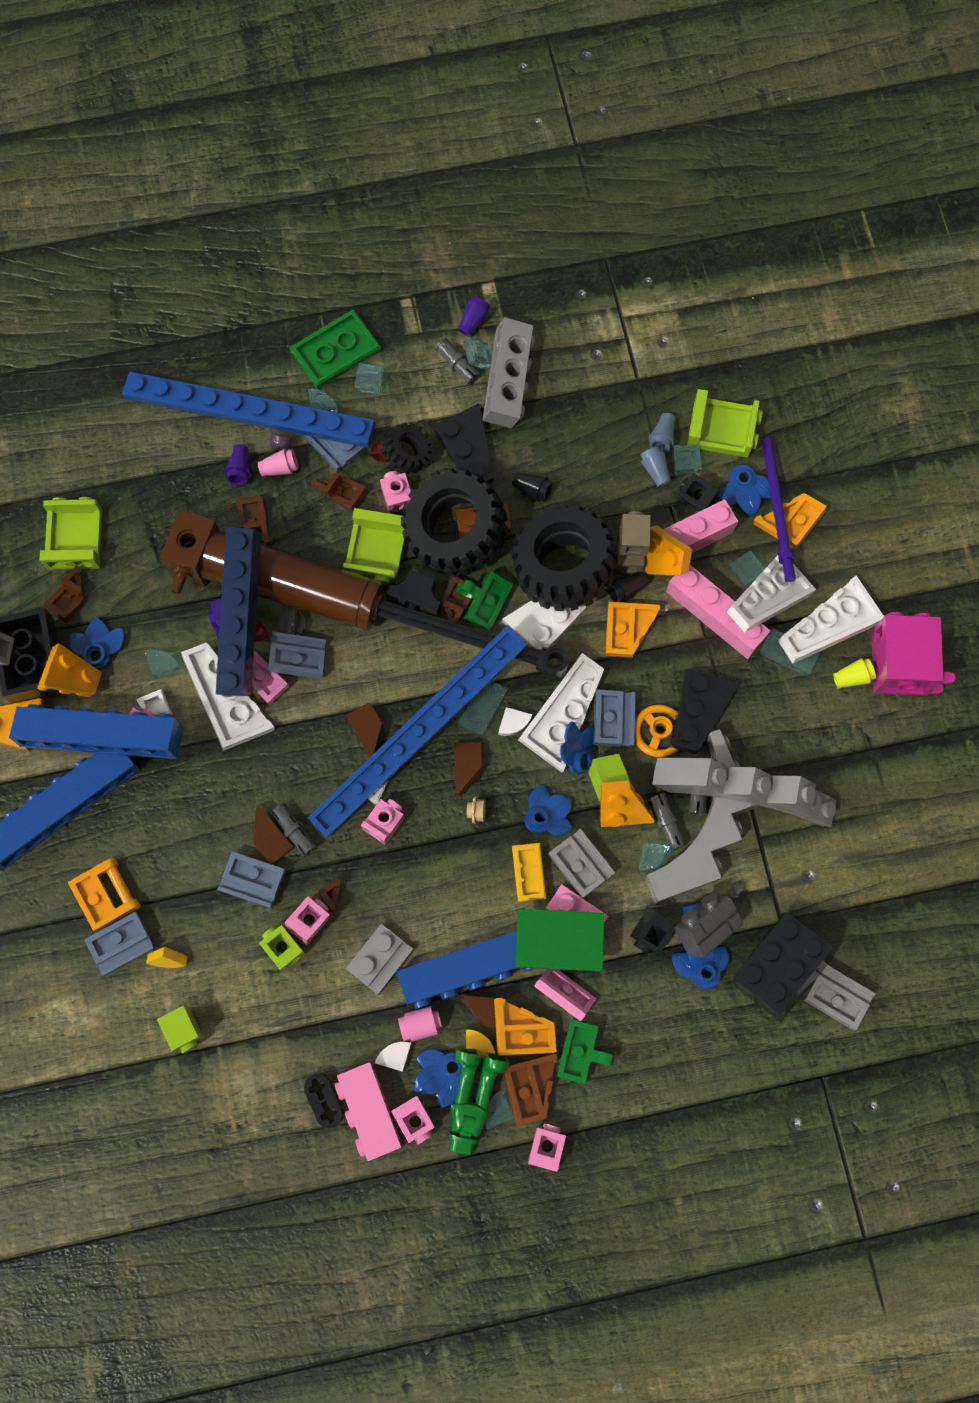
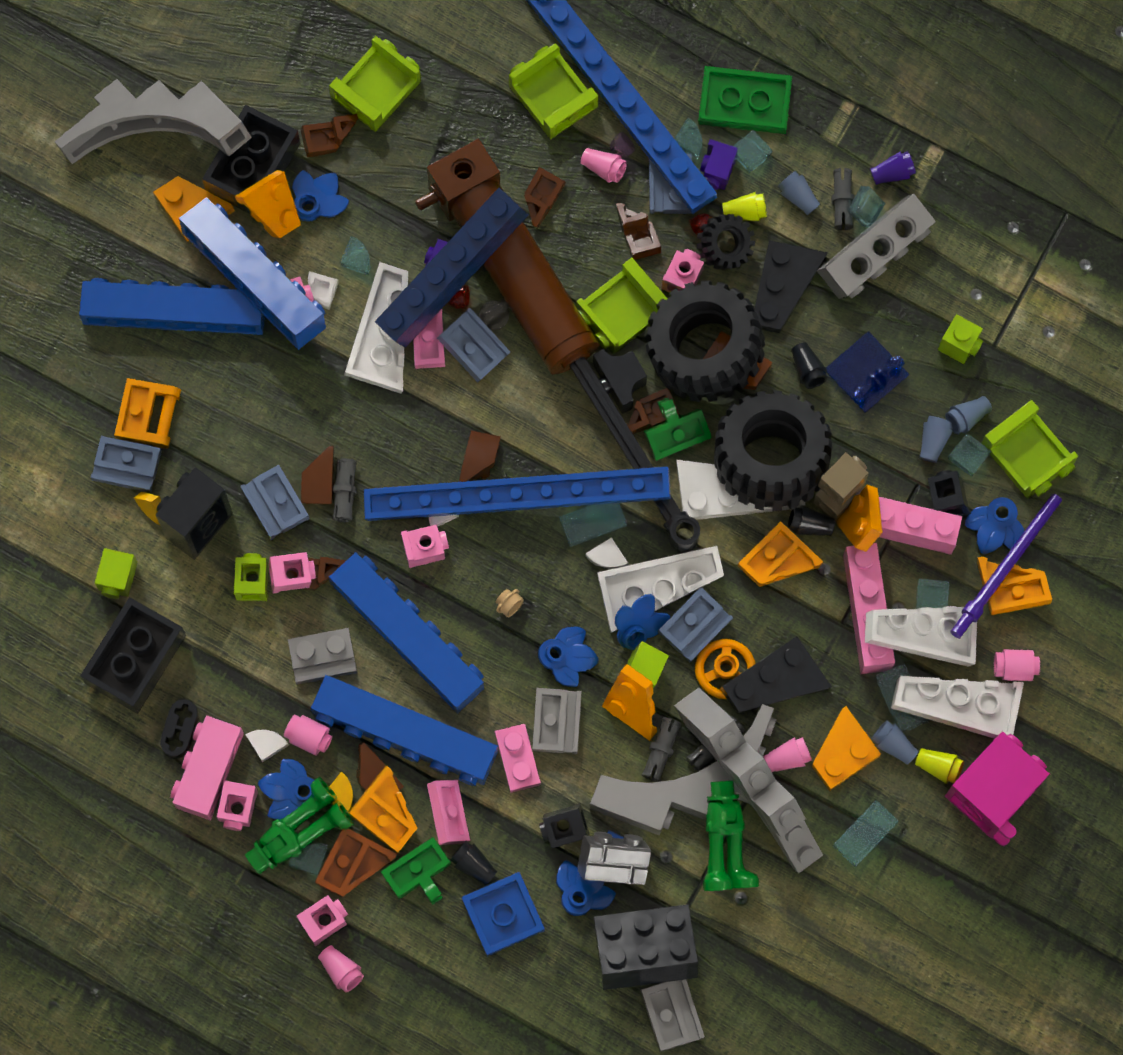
camera: 40 degrees right, 0 degrees up
(199, 443) = (552, 91): none -> lime panel
(201, 937) = (193, 512): none -> black brick
(238, 467) = (566, 139): dark purple cone -> none
(245, 1078) = (133, 655): none -> black brick
(355, 400) = (718, 164): none -> dark purple brick
(401, 412) = (749, 207): none -> neon yellow cone
(425, 379) = (799, 192): none -> sand blue cone
(425, 891) = (406, 632): none -> blue brick
(467, 765) = (534, 558): reddish brown slope -> none
(528, 872) = (506, 690): yellow plate -> none
(559, 940) = (479, 763): green tile -> none
(574, 458) = (867, 371): none -> clear blue hinge
(589, 1171) = (341, 969): none -> bright pink cone
(613, 1012) = (473, 863): none -> black cone
(616, 388) = (961, 339): none -> lime brick
(653, 857) = (622, 767): clear light blue tile -> none
(665, 1030) = (503, 914): none -> blue plate
(755, 751) = (788, 755): none -> bright pink cone
(760, 837) = (726, 819): none -> green piece
(785, 718) = (844, 751): none -> light orange wing
(812, 685) = (893, 741): none -> sand blue cone
(842, 568) = (1016, 665): none -> bright pink brick
(848, 761) = (865, 833): none -> clear light blue tile

